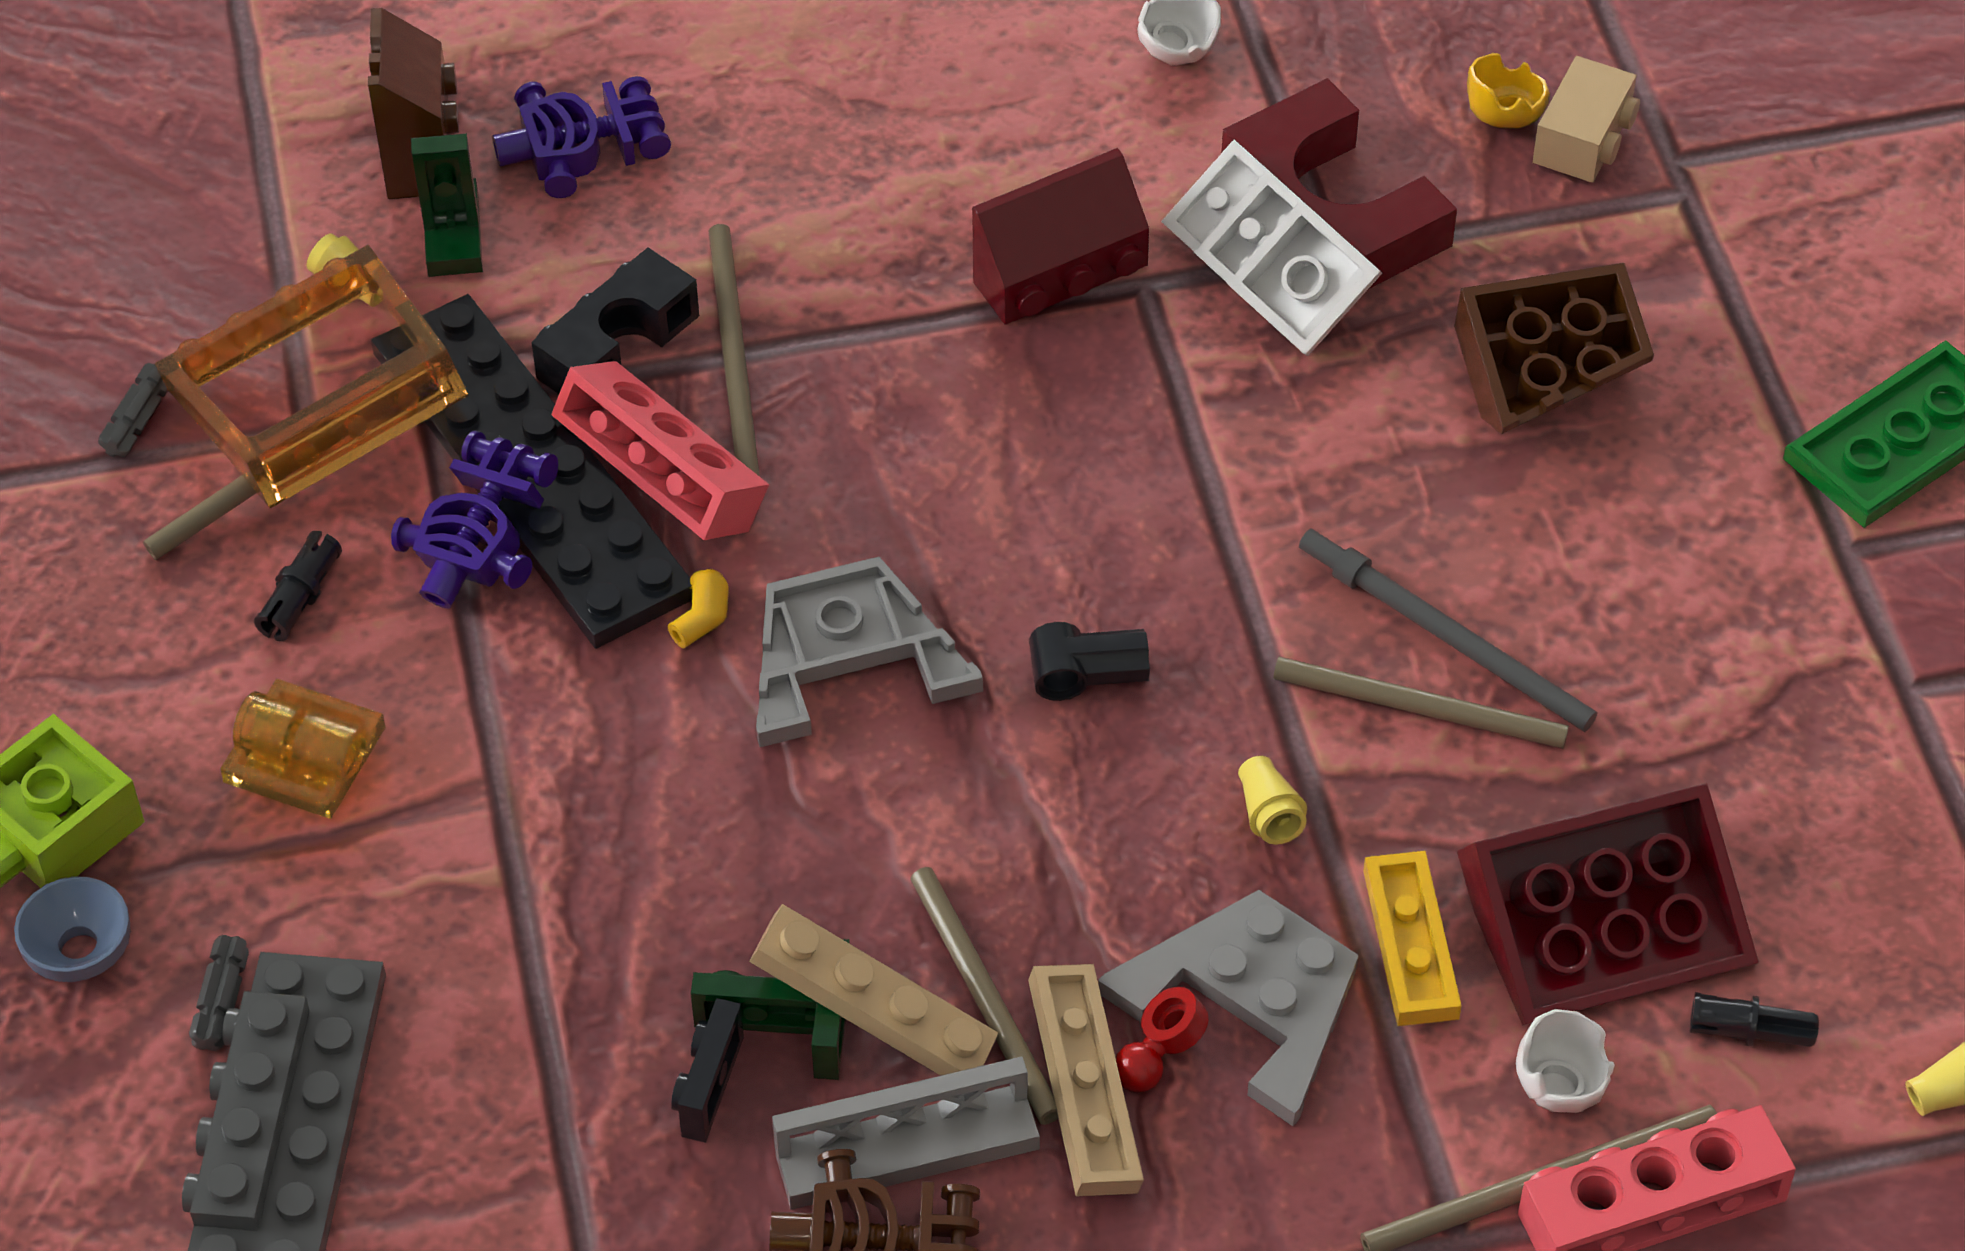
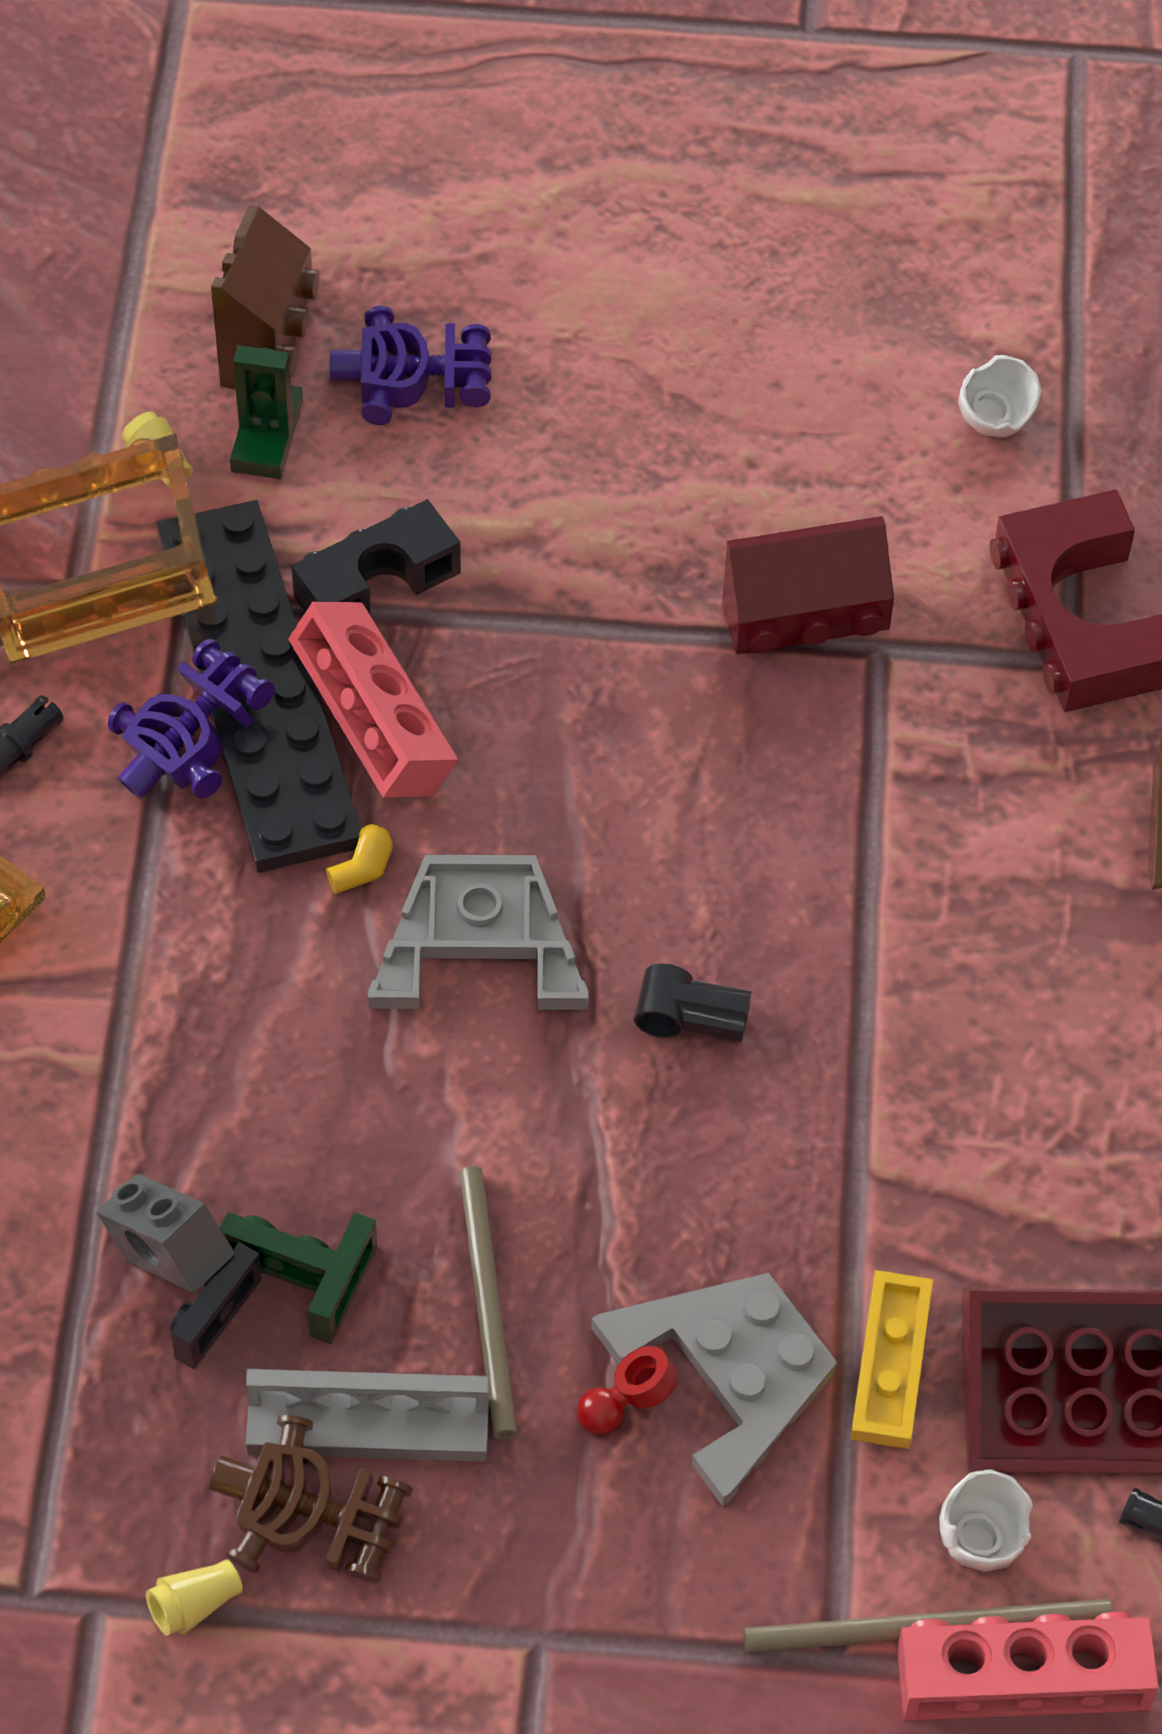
camera: 15 degrees right, 5 degrees up
(637, 1008) = (165, 1232): none -> dark grey brick
(733, 347) = (477, 617): dark tan piece -> none
(871, 995) = (378, 1280): tan plate -> none
(1085, 1080) = (545, 1410): tan plate -> none
(1271, 248) = (1003, 646): white slope -> none
(1271, 802) = (810, 1192): light yellow cone -> none
(1356, 570) = (971, 986): dark grey bar -> none
(1421, 702) = (987, 1131): dark tan piece -> none

